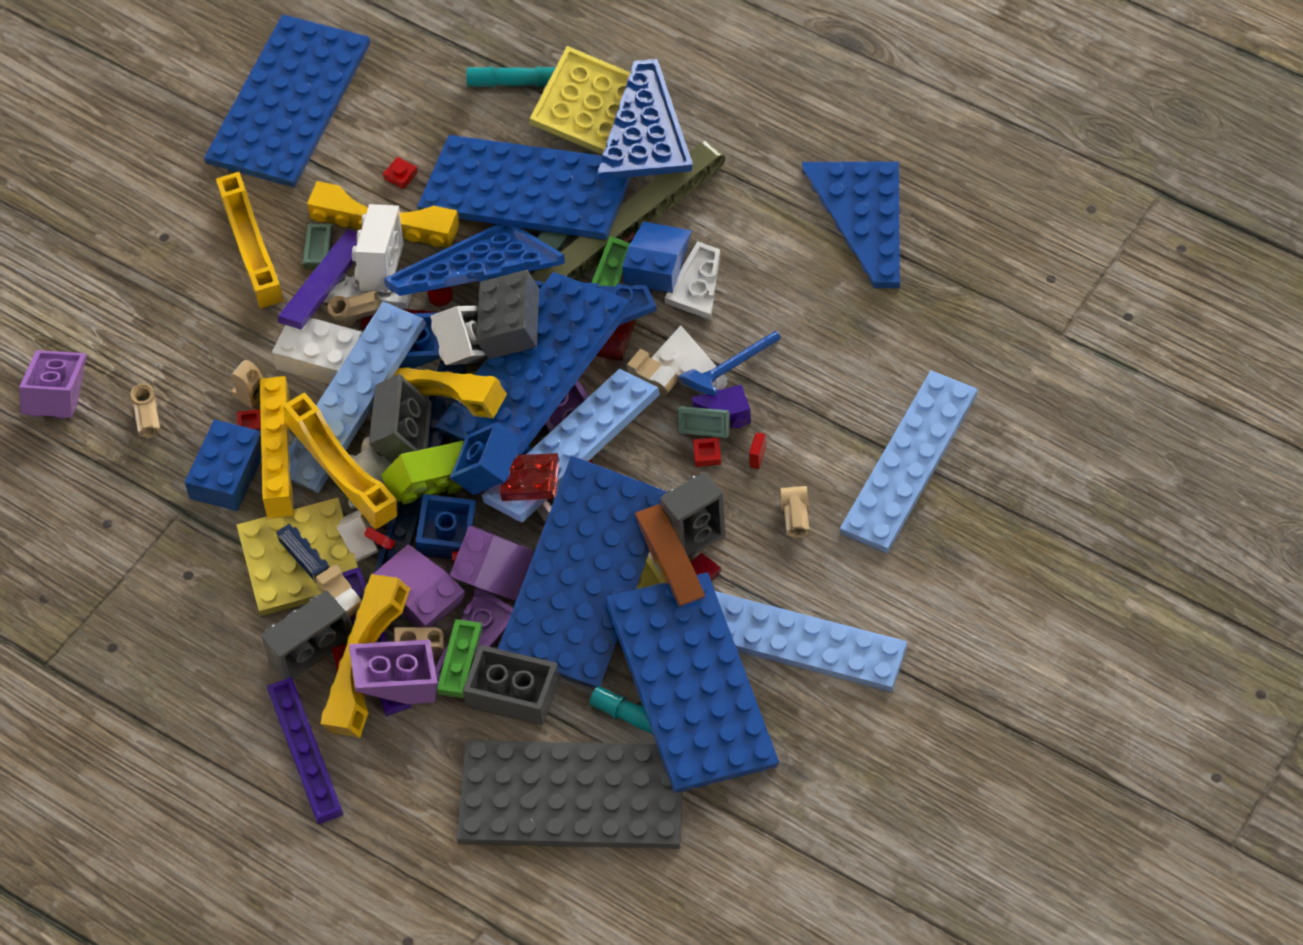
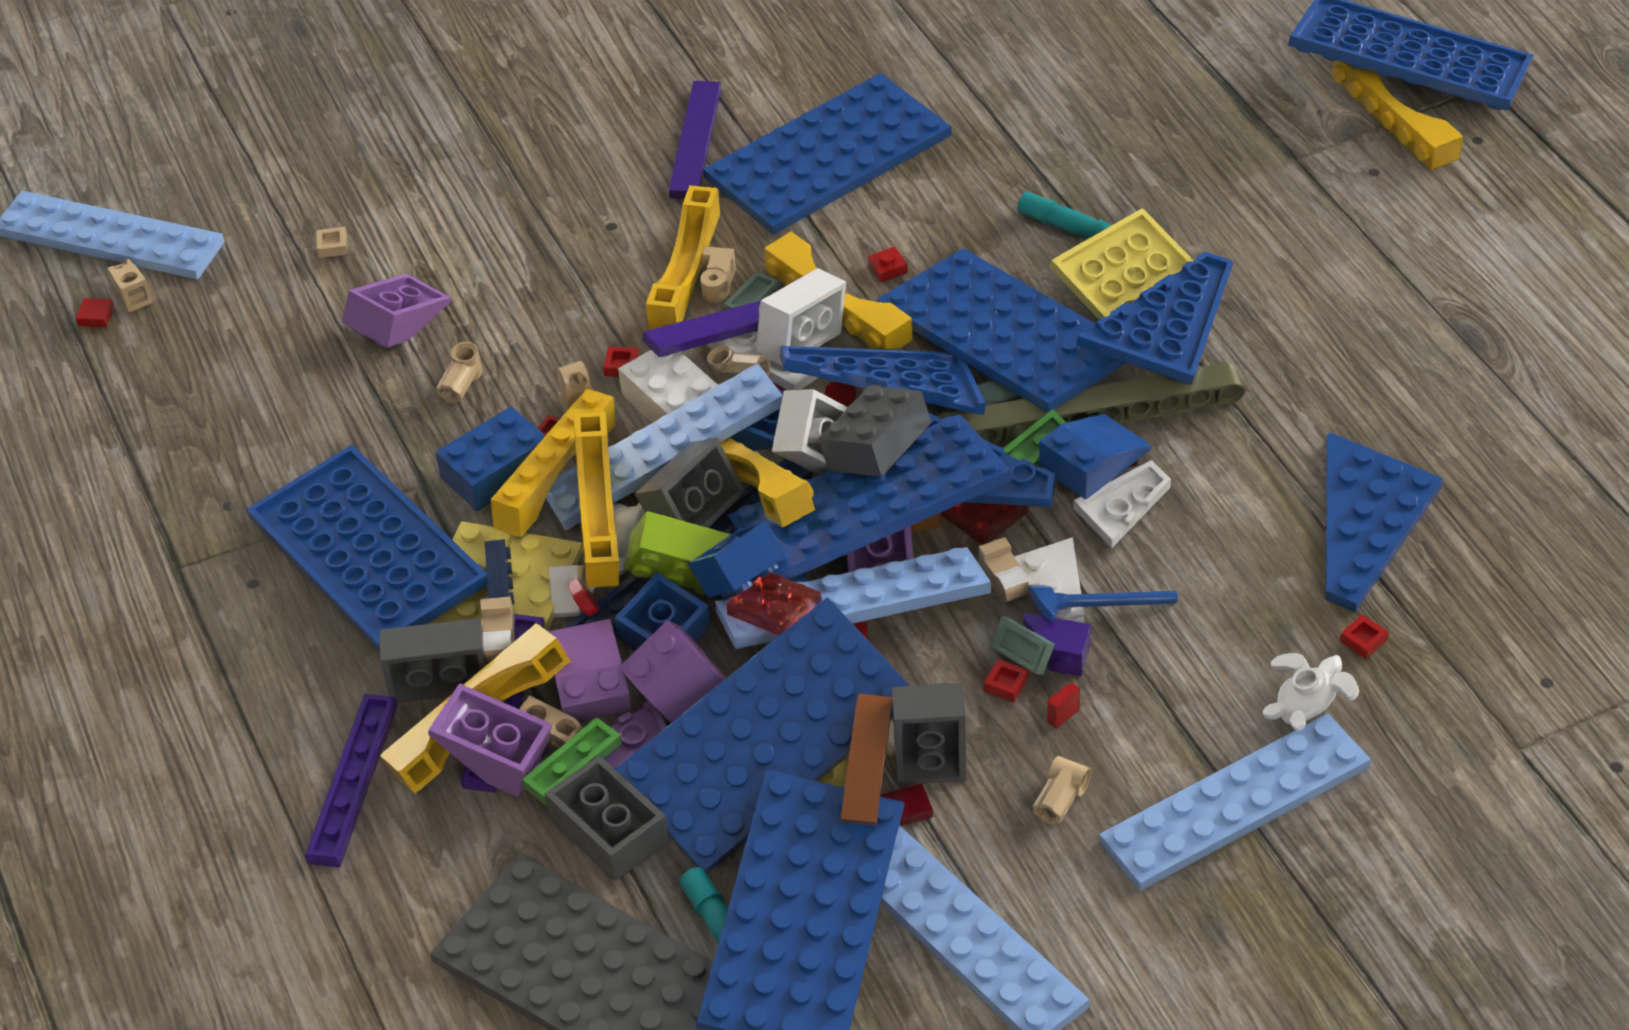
camera: 30 degrees right, 10 degrees down
(177, 134) = (695, 137): none -> dark purple tile
(184, 578) = (367, 545): none -> blue plate
(260, 344) = (618, 357): none -> red plate
(283, 243) = (717, 274): none -> tan leg
(910, 361) = (1309, 689): none -> white animal
(919, 303) = (1364, 636): none -> red plate

